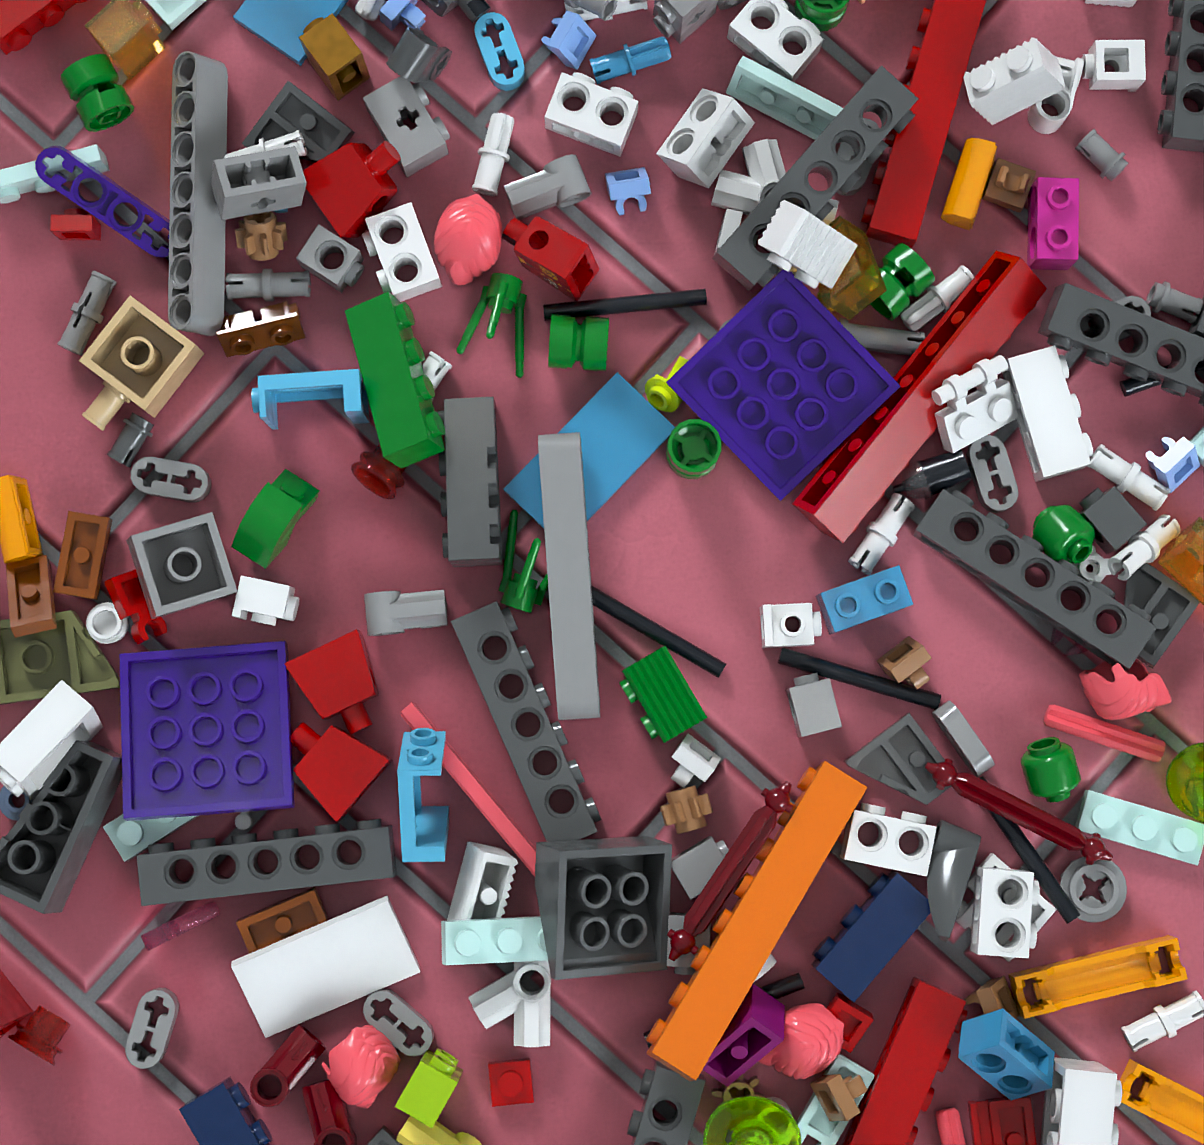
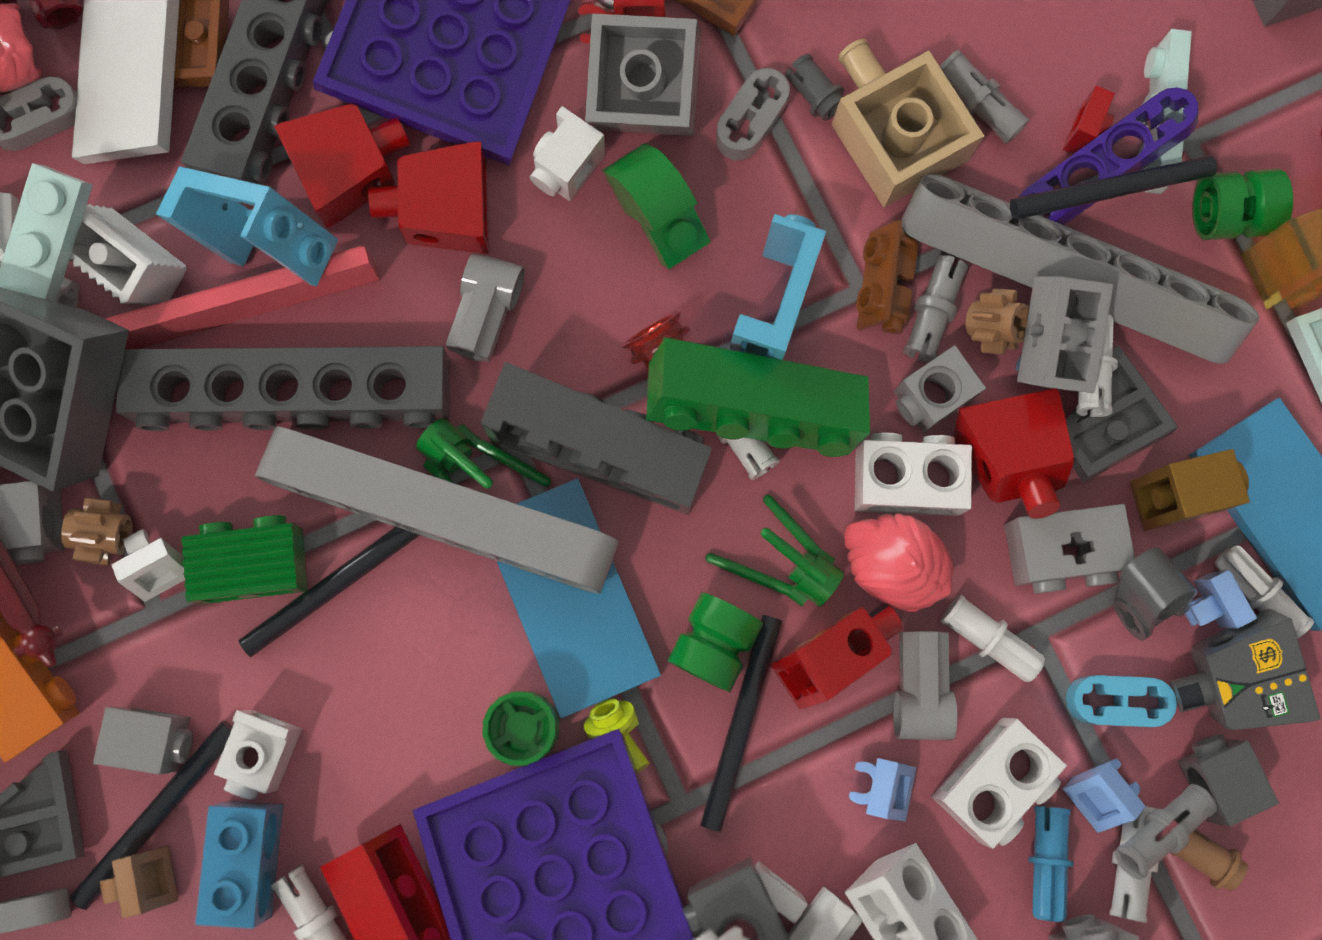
camera: 110 degrees right, 5 degrees down
(129, 188) = (1113, 187): none -> black bar

